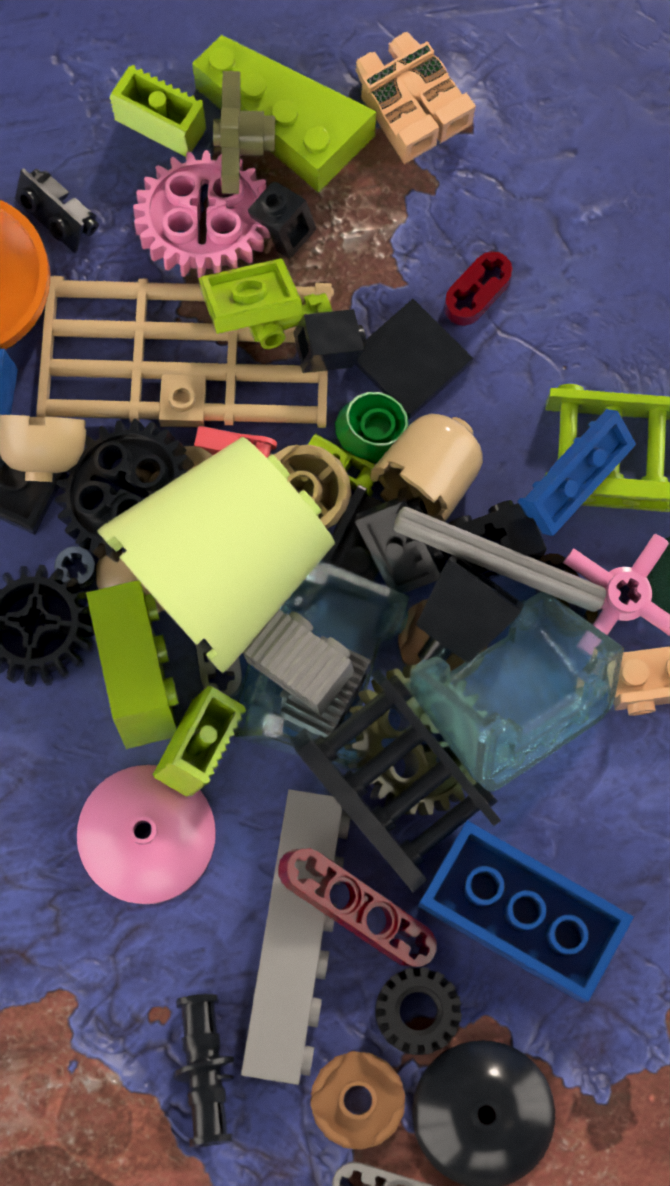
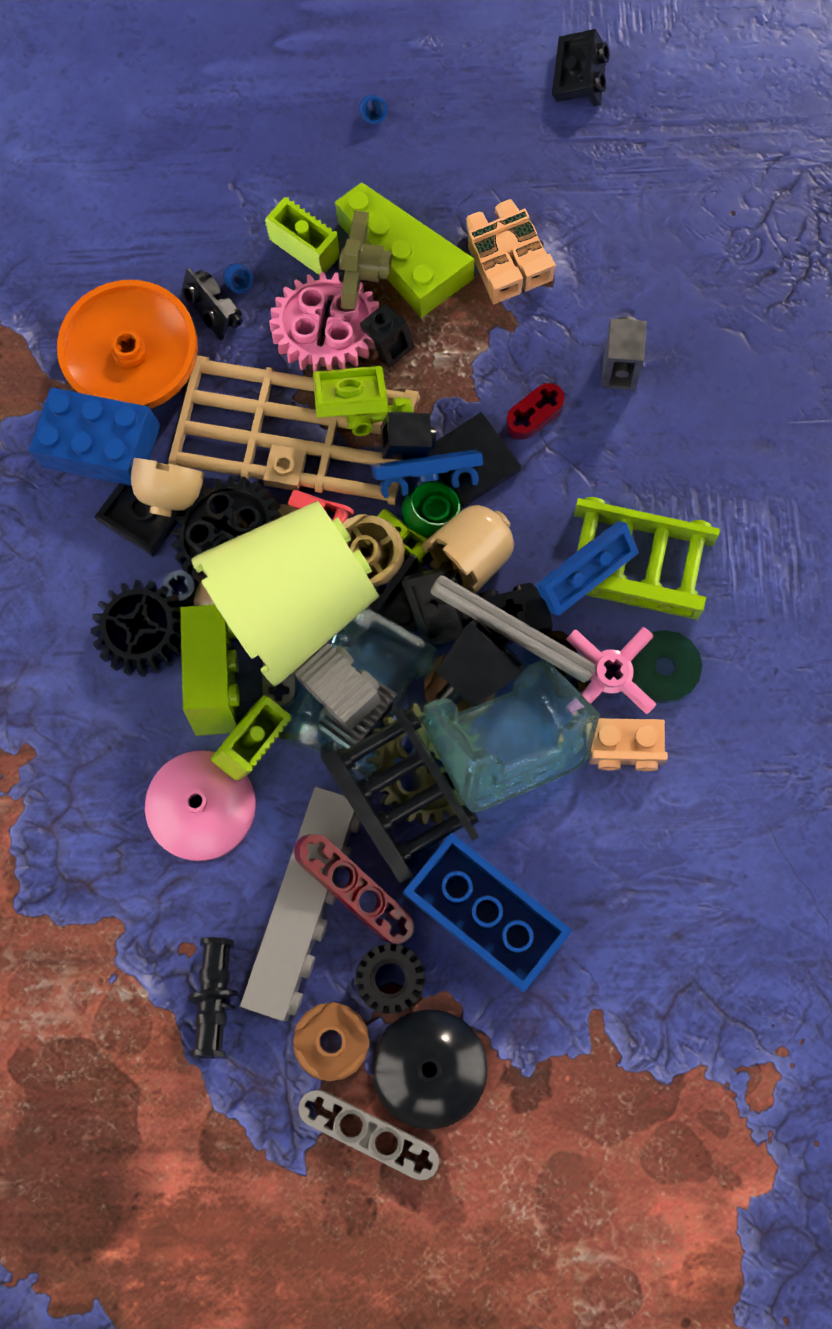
camera: 15 degrees right, 0 degrees up
(90, 166) = (243, 272): none -> blue hinge
(361, 378) = (427, 469): none -> blue plate
(577, 203) = (623, 353): none -> flat silver brick

